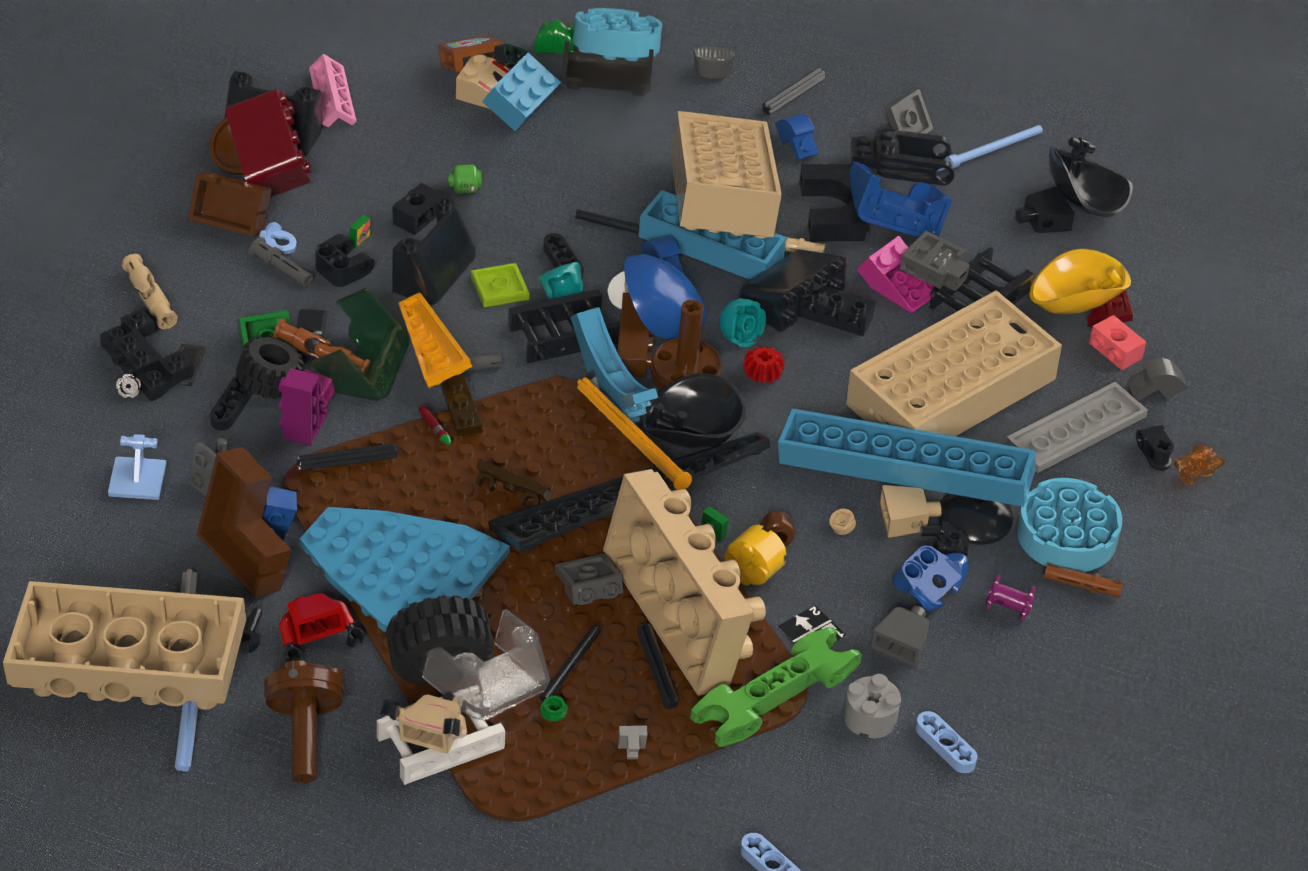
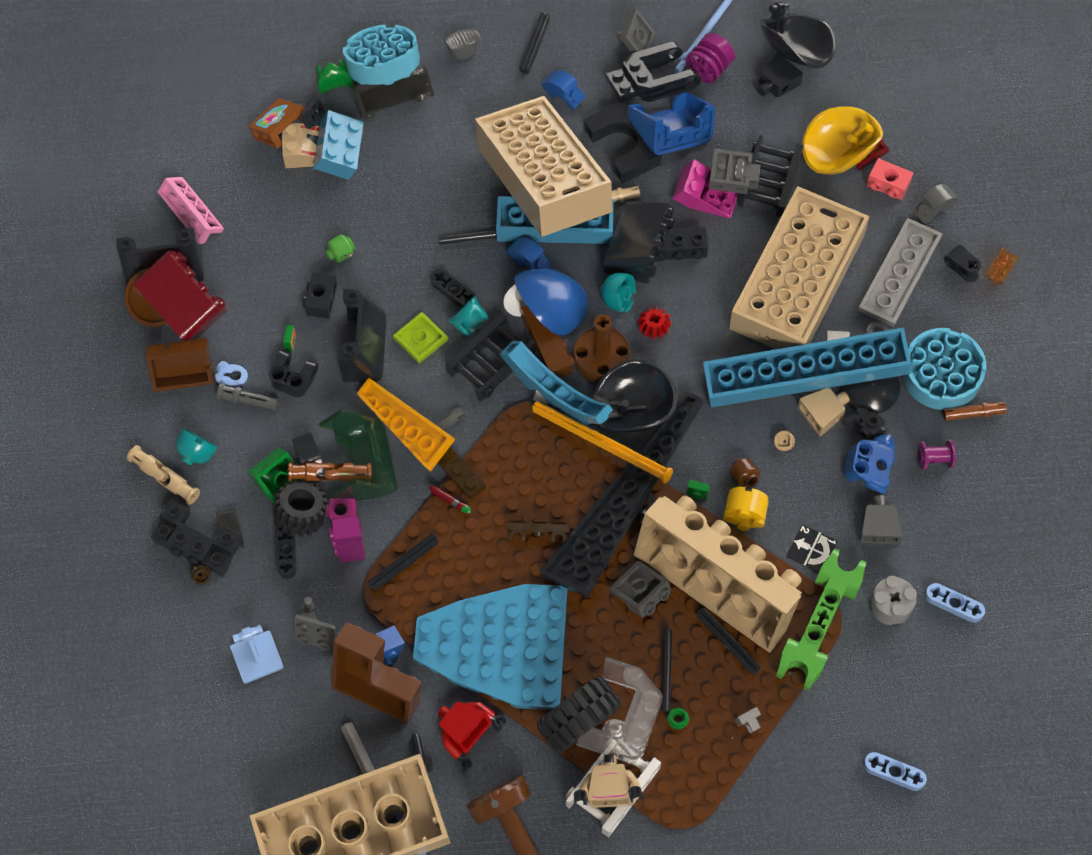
camera: 20 degrees left, 20 degrees up
(196, 279) = (194, 448): none -> teal cylinder
(978, 164) = (710, 57): none -> magenta wheel

